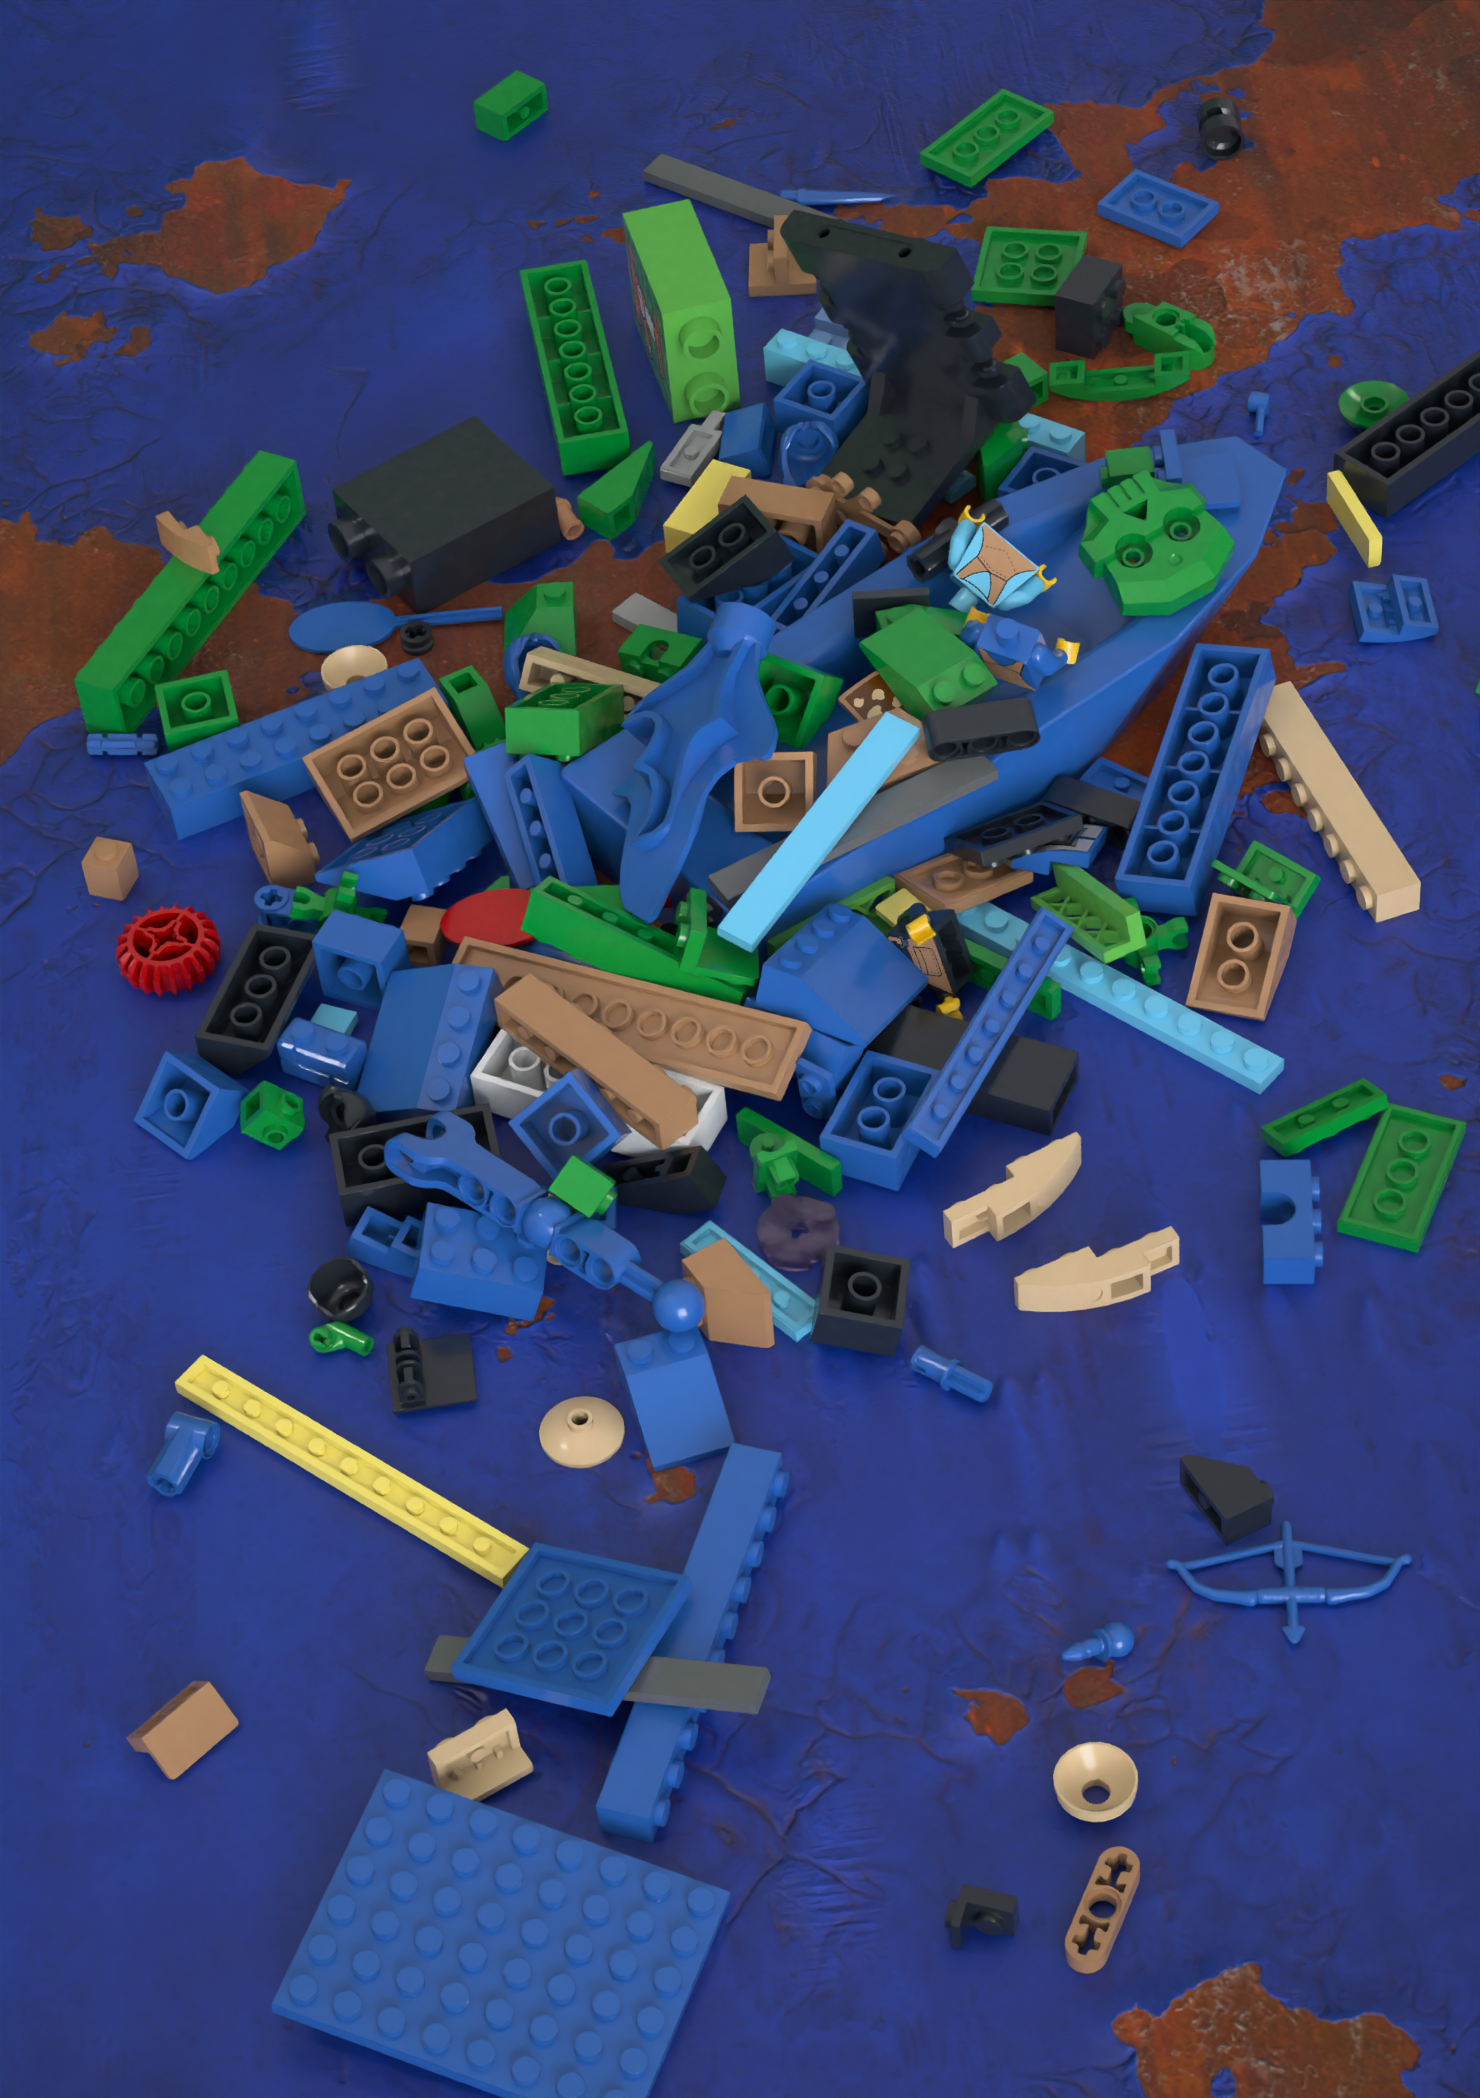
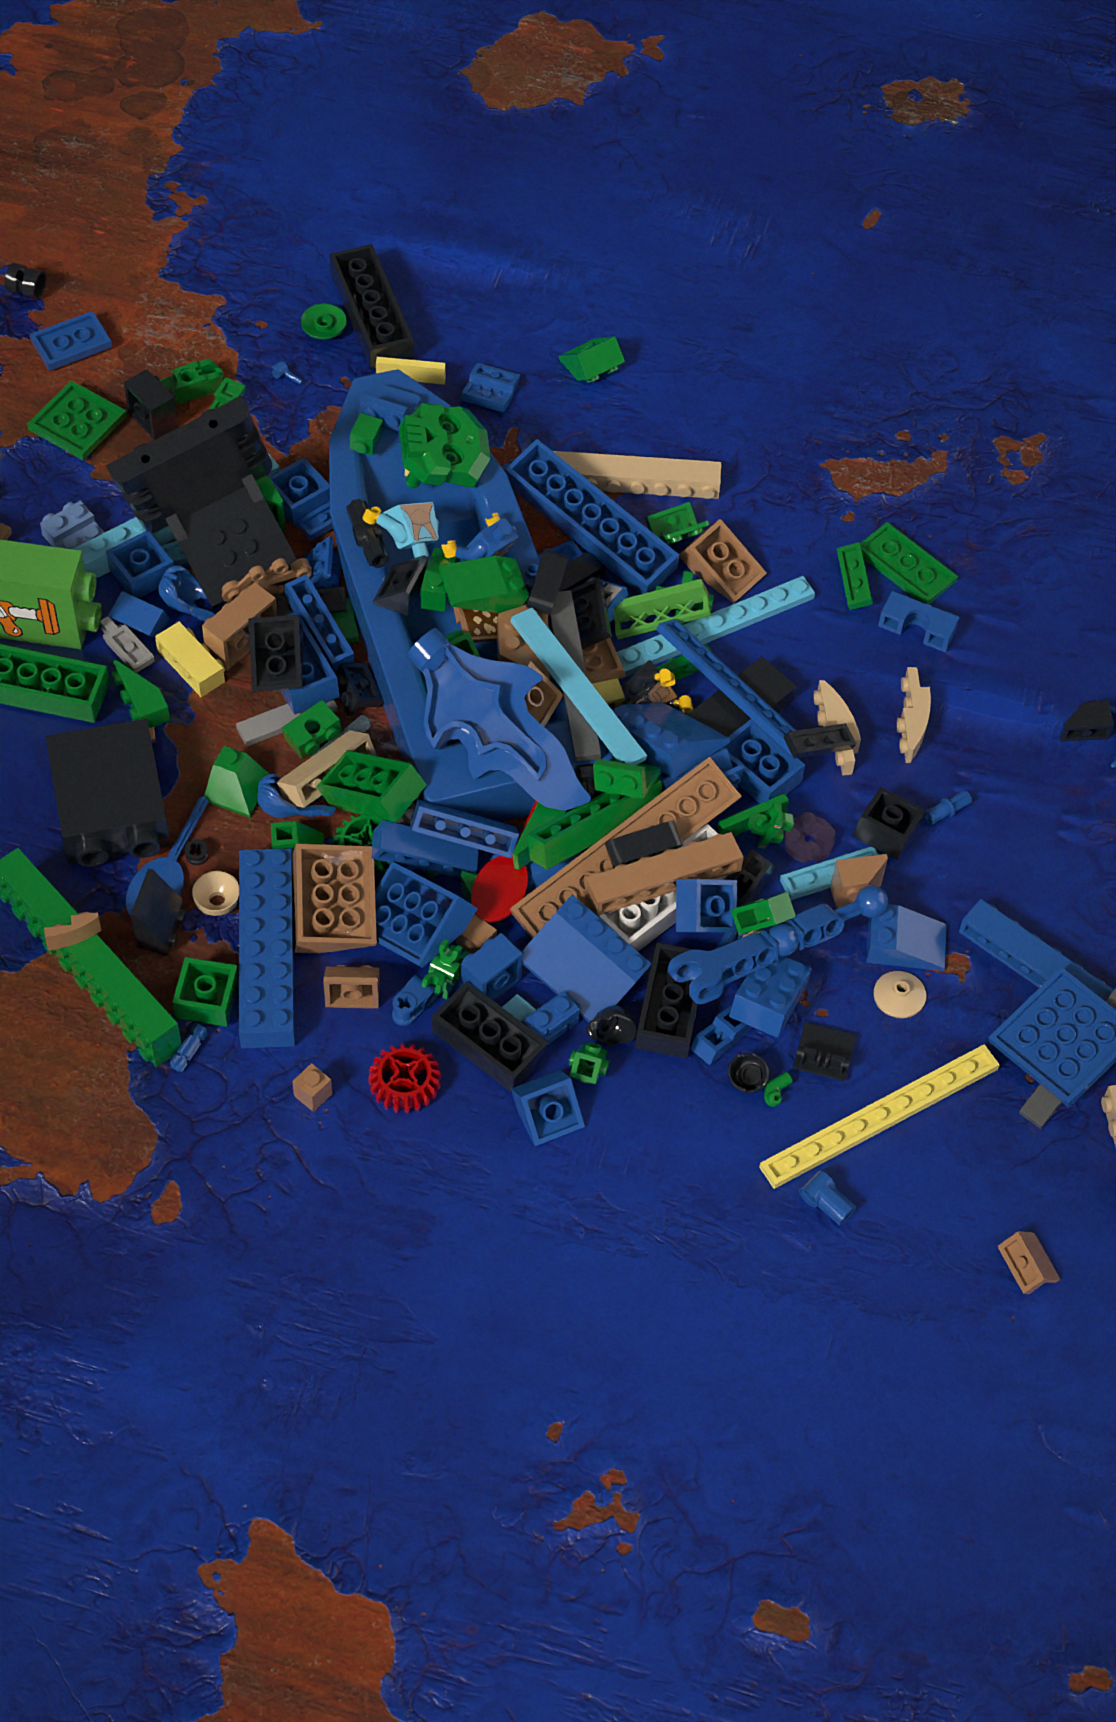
camera: 75 degrees left, 10 degrees up
(275, 617) = (157, 915): none -> black slope
(627, 1016) = (643, 843): none -> black beam
(939, 1152) = (819, 740): none -> black plate

